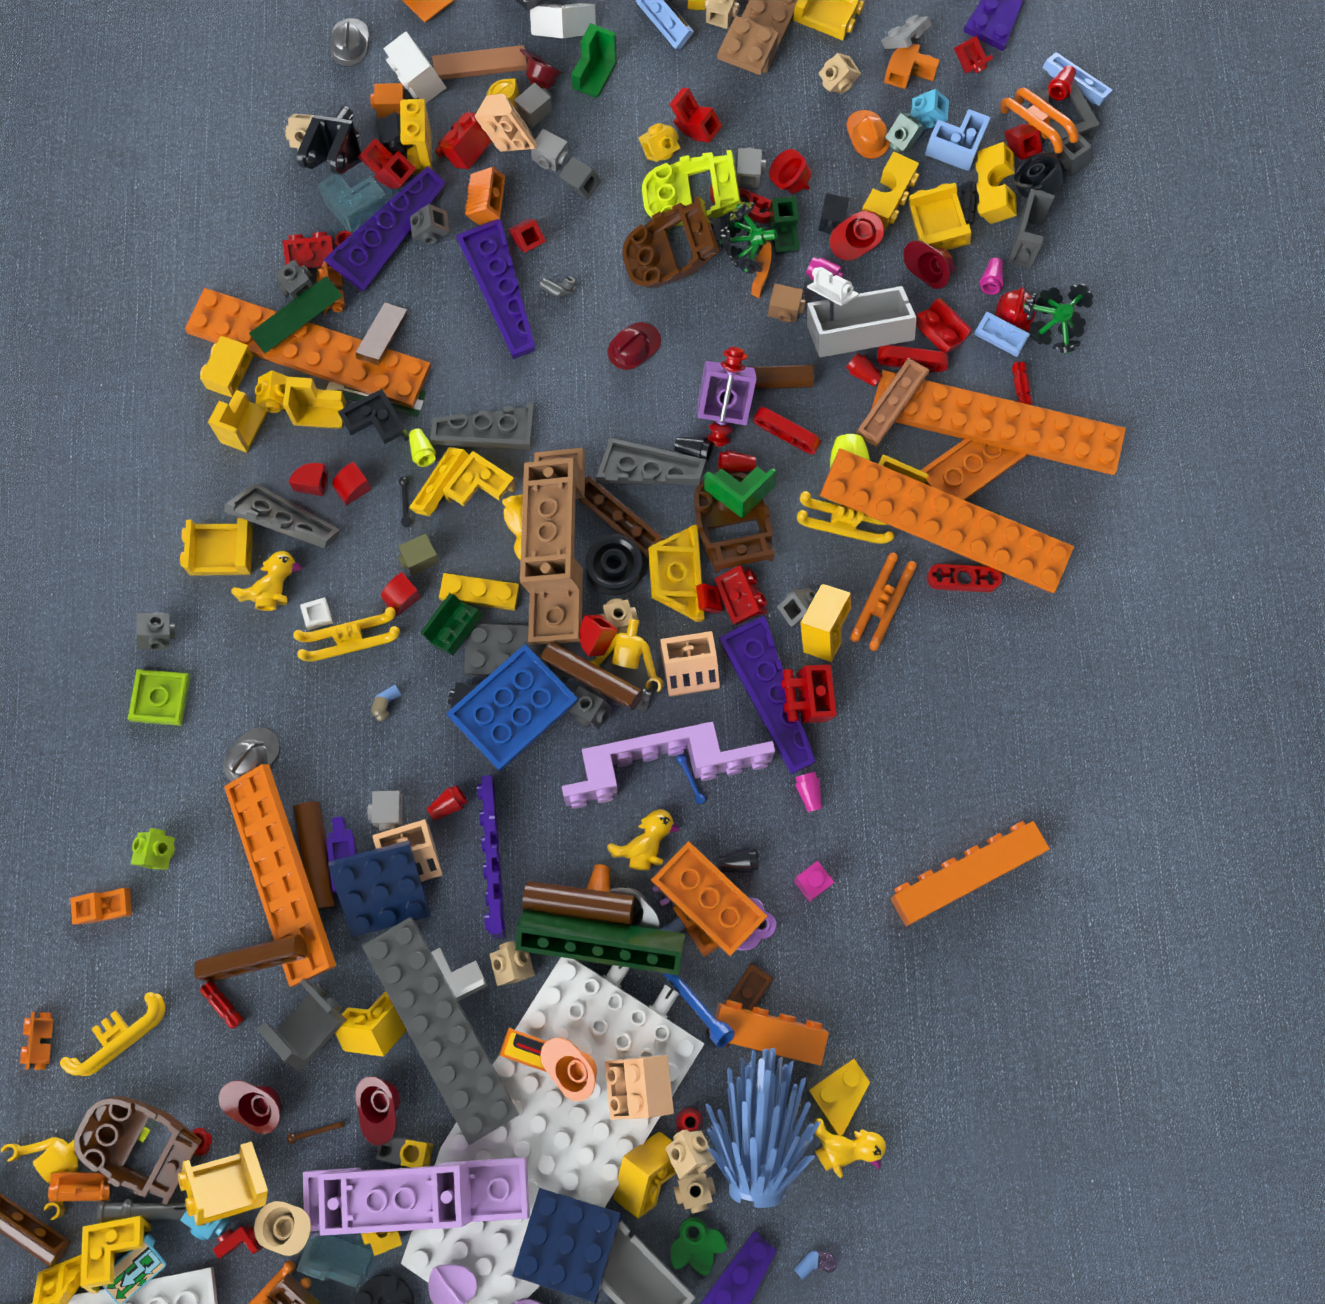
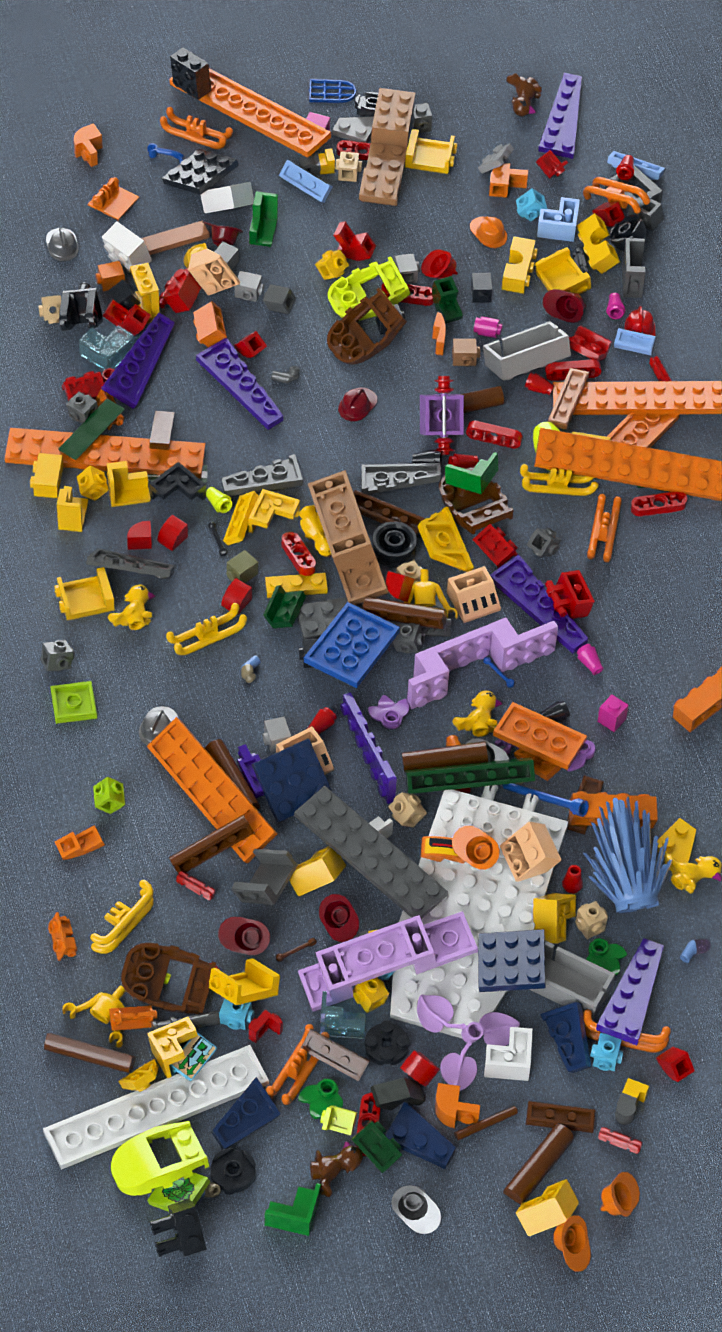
camera: 15 degrees left, 20 degrees down
(282, 1228) = (298, 1002): tan piece -> none
(316, 613) = (176, 623): white tile -> none
(429, 224) = (173, 351): dark grey brick -> none
(489, 559) = (298, 560): none -> red beam
(537, 803) = (388, 710): none -> medium lavender plate
(689, 1154) = (581, 885): tan brick -> none
(709, 598) = (473, 552): red tile -> none
(755, 235) = (428, 313): plant -> none
(824, 621) = (565, 546): yellow panel -> none
(832, 287) = (504, 329): white hinge -> none
(839, 73) = (454, 194): tan brick -> none
(856, 235) = (504, 297): red piece -> none
(904, 132) = (517, 223): brick -> none
(1070, 321) = (673, 315): black plant -> none

